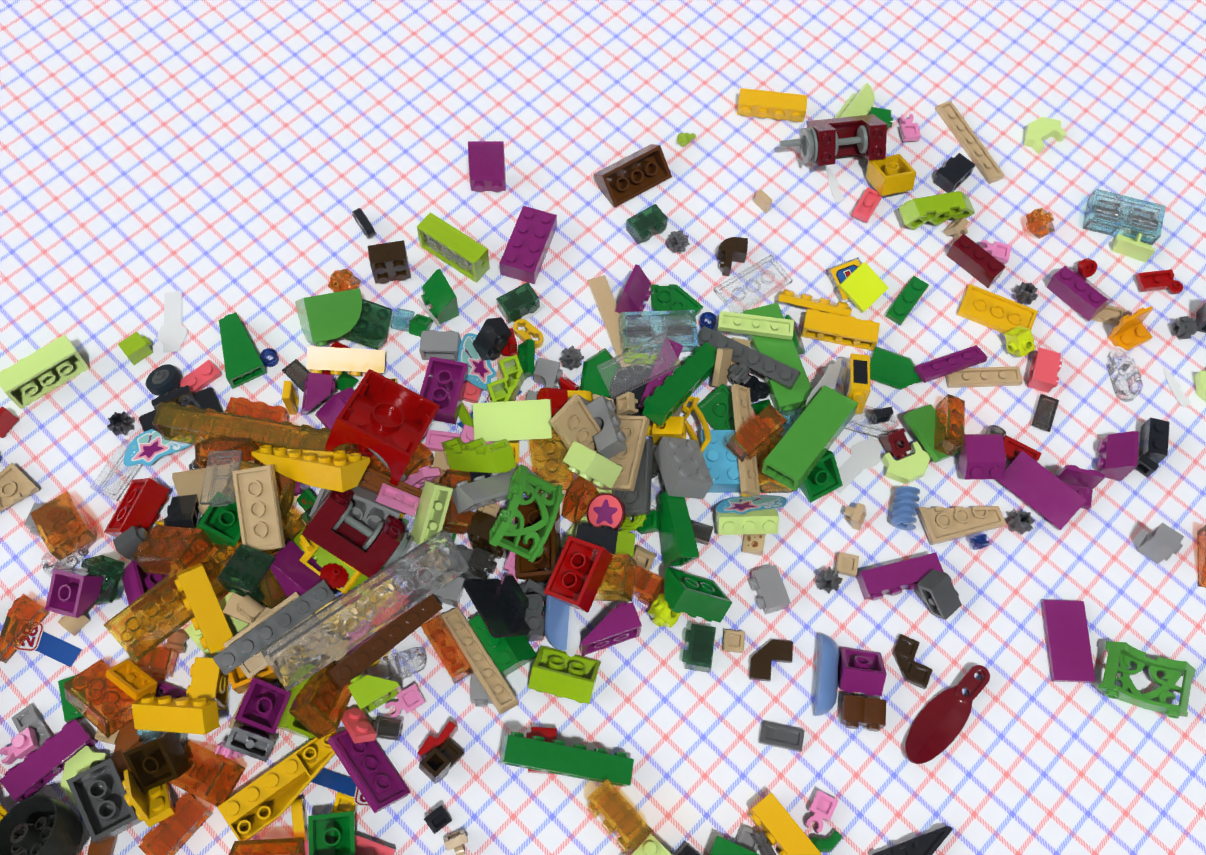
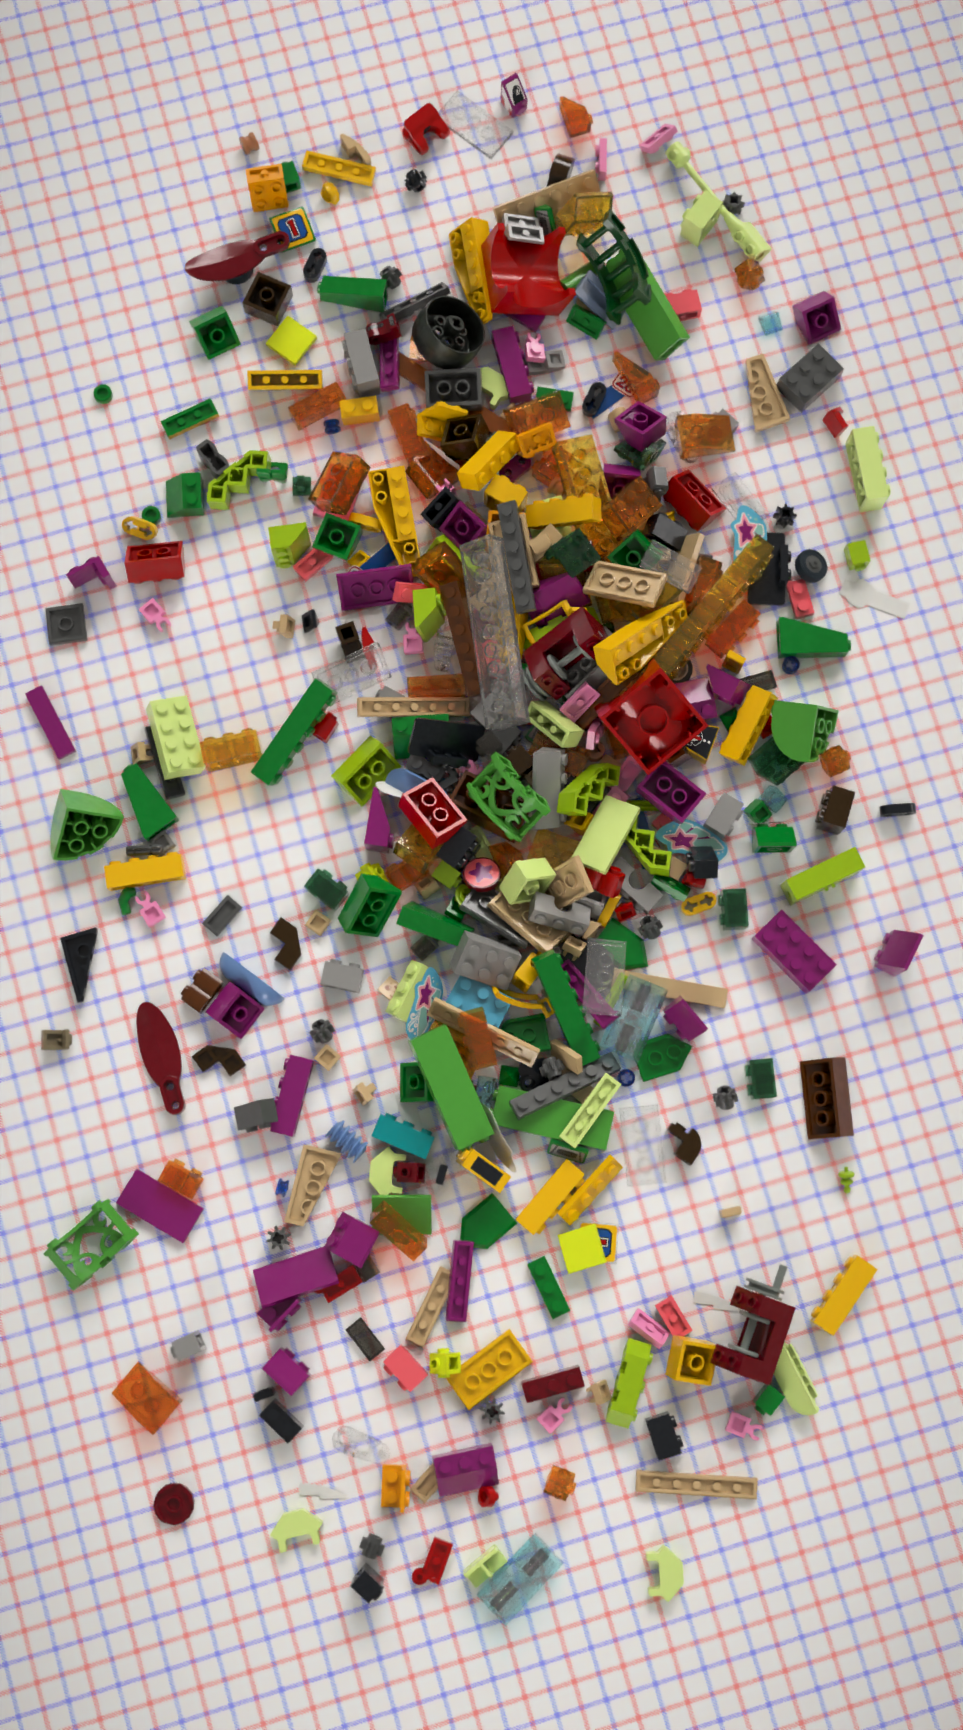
camera: 120 degrees right, 15 degrees up
(58, 652) = (597, 400): none -> black beam
(187, 773) = (442, 454): none -> white sticker
(334, 575) = (539, 622): red piece -> none
(472, 738) = (355, 671): none -> clear tile
(870, 465) = (403, 1135): none -> teal brick
(887, 216) = (648, 1328): none -> bright pink plate
(999, 829) = (56, 1039): none -> dark tan bracket
(1034, 632) = (181, 1178): none -> clear orange brick

